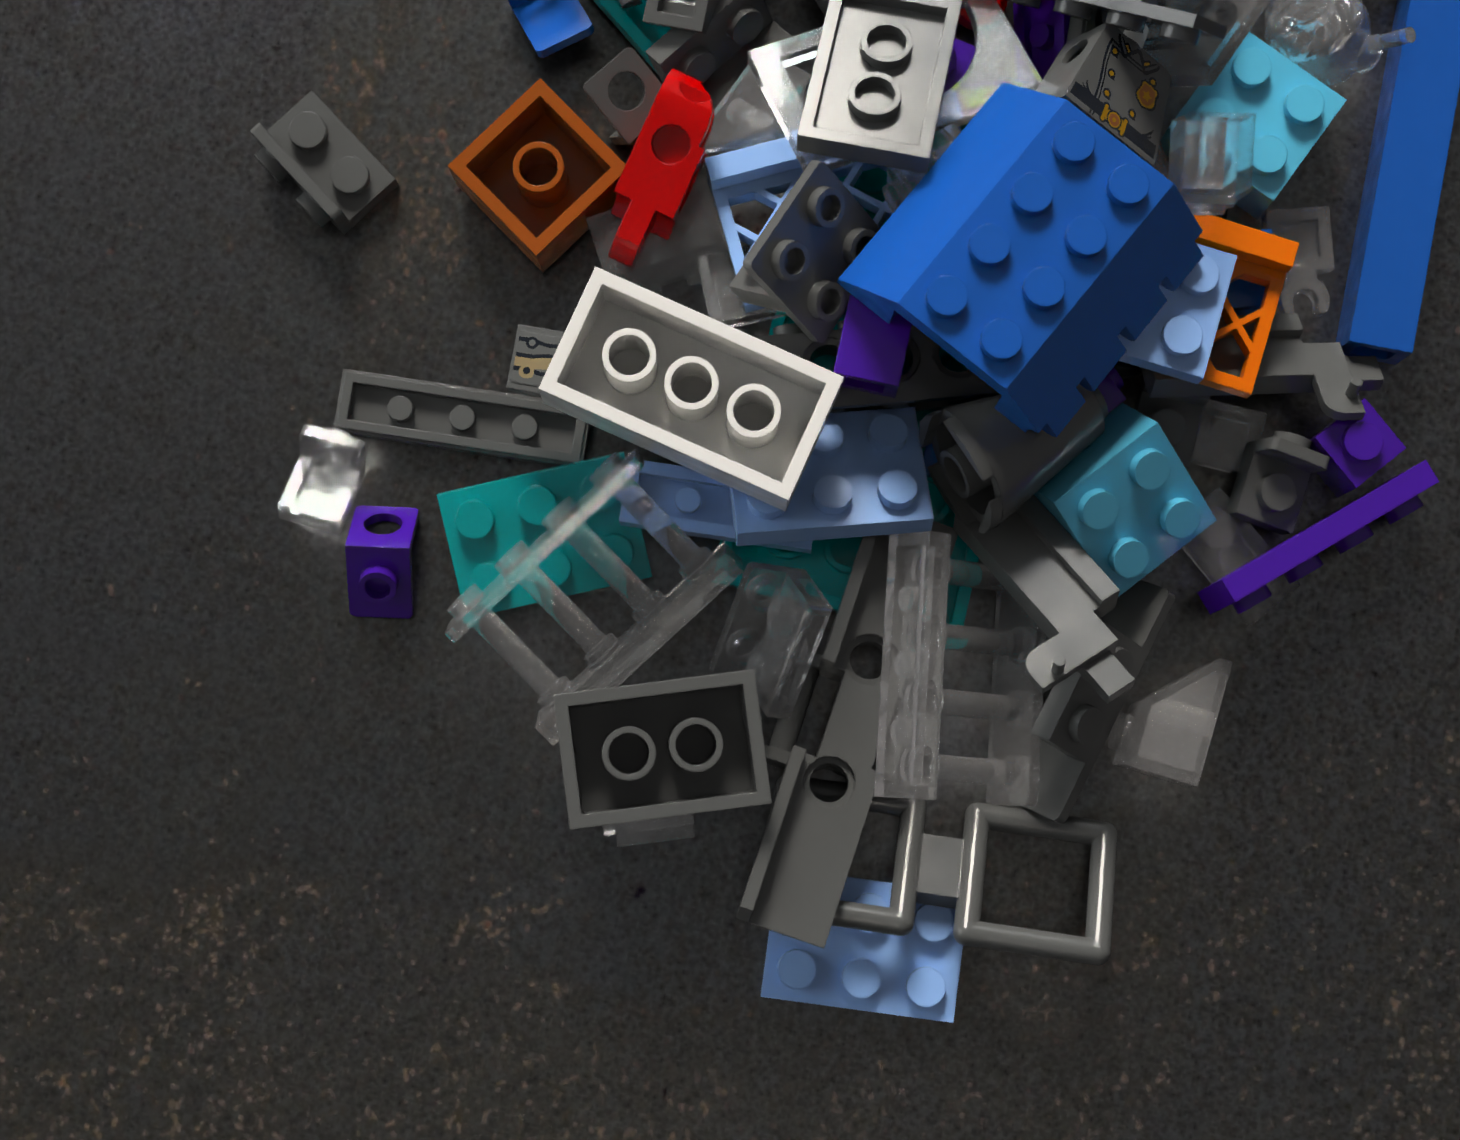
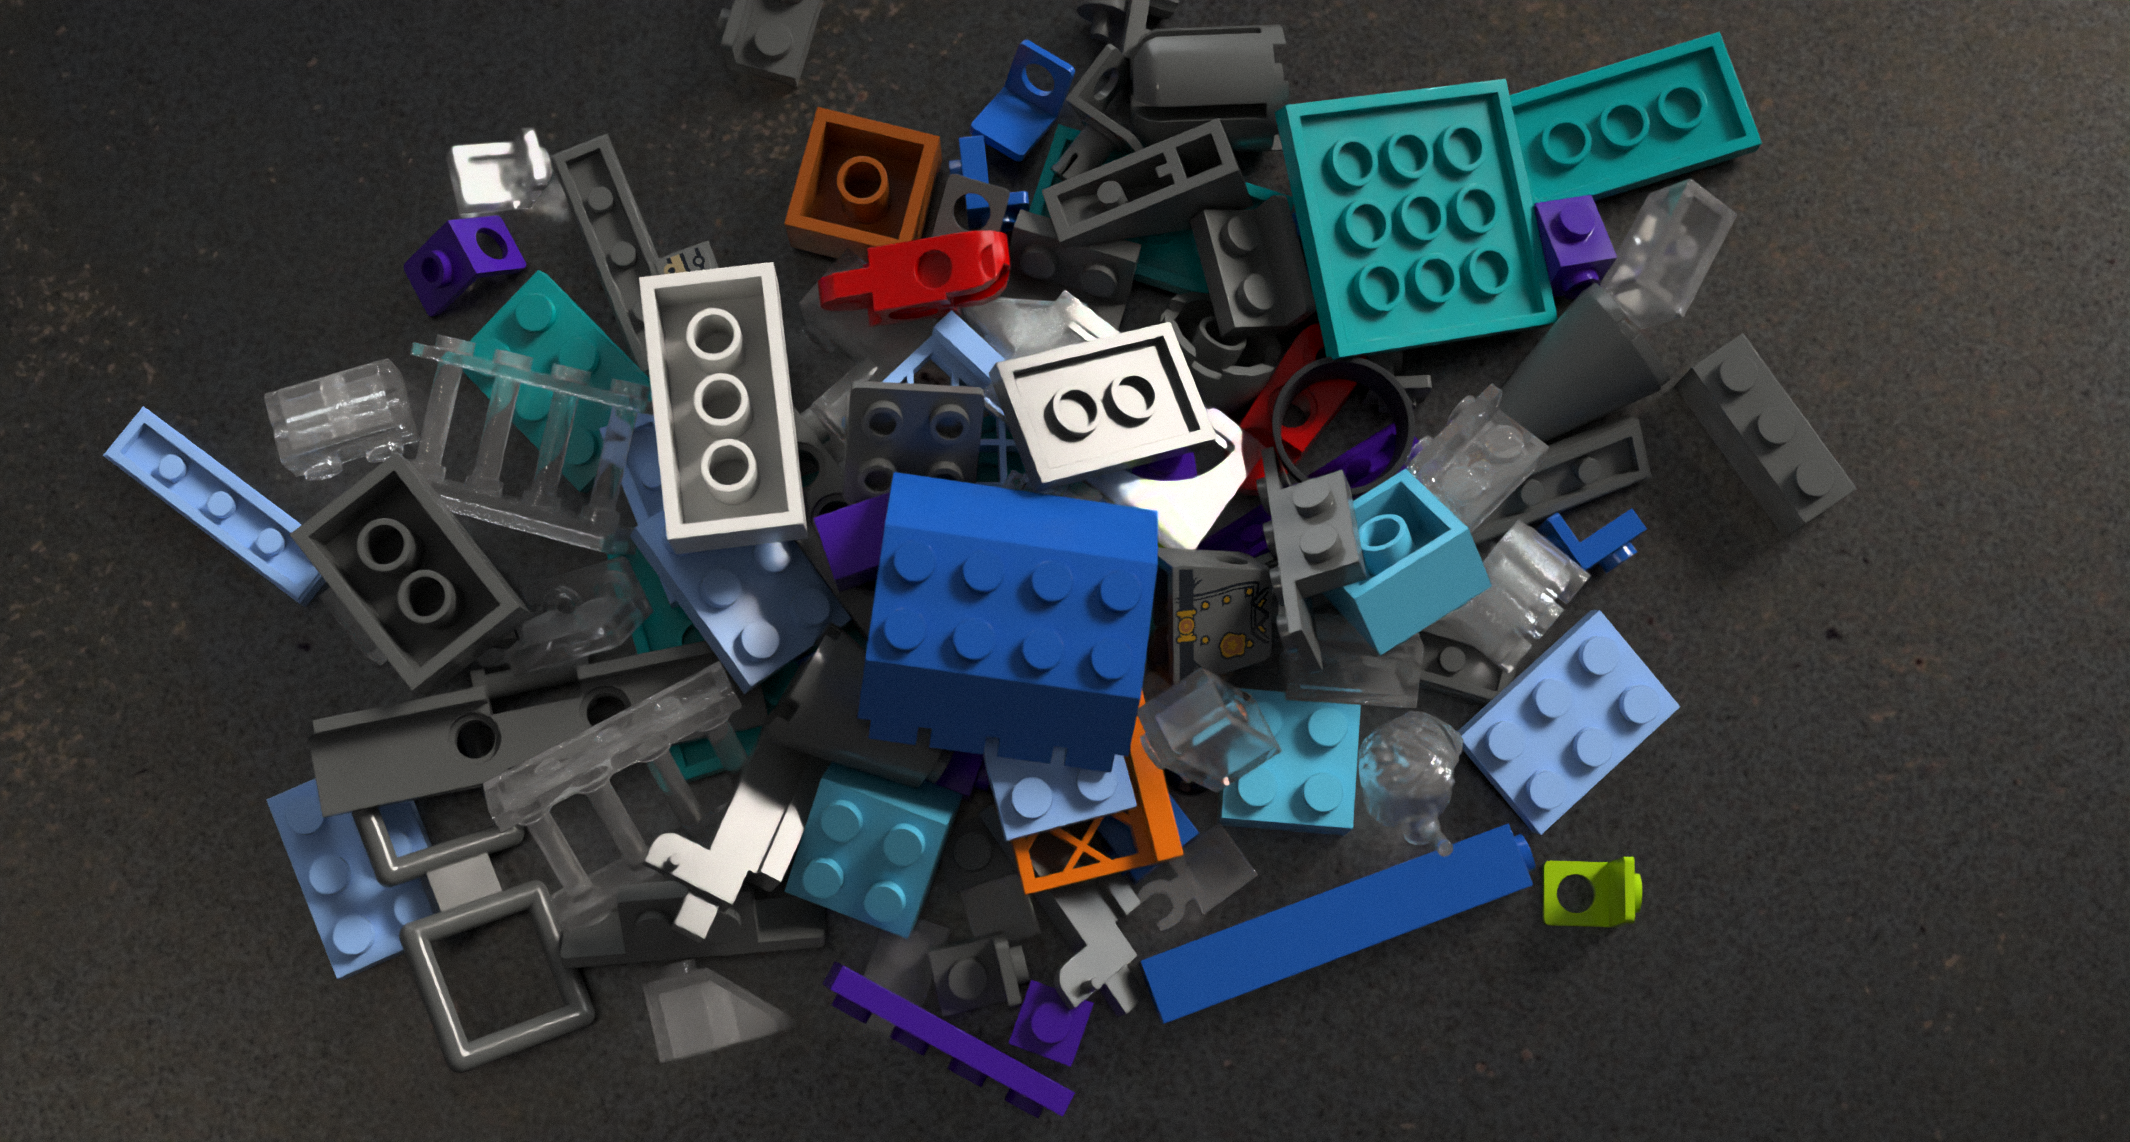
camera: 50 degrees right, 5 degrees down
(463, 742) = (341, 419): none -> clear brick
(471, 891) = (216, 502): none -> light blue tile
(570, 71) = (974, 166): none -> blue bracket

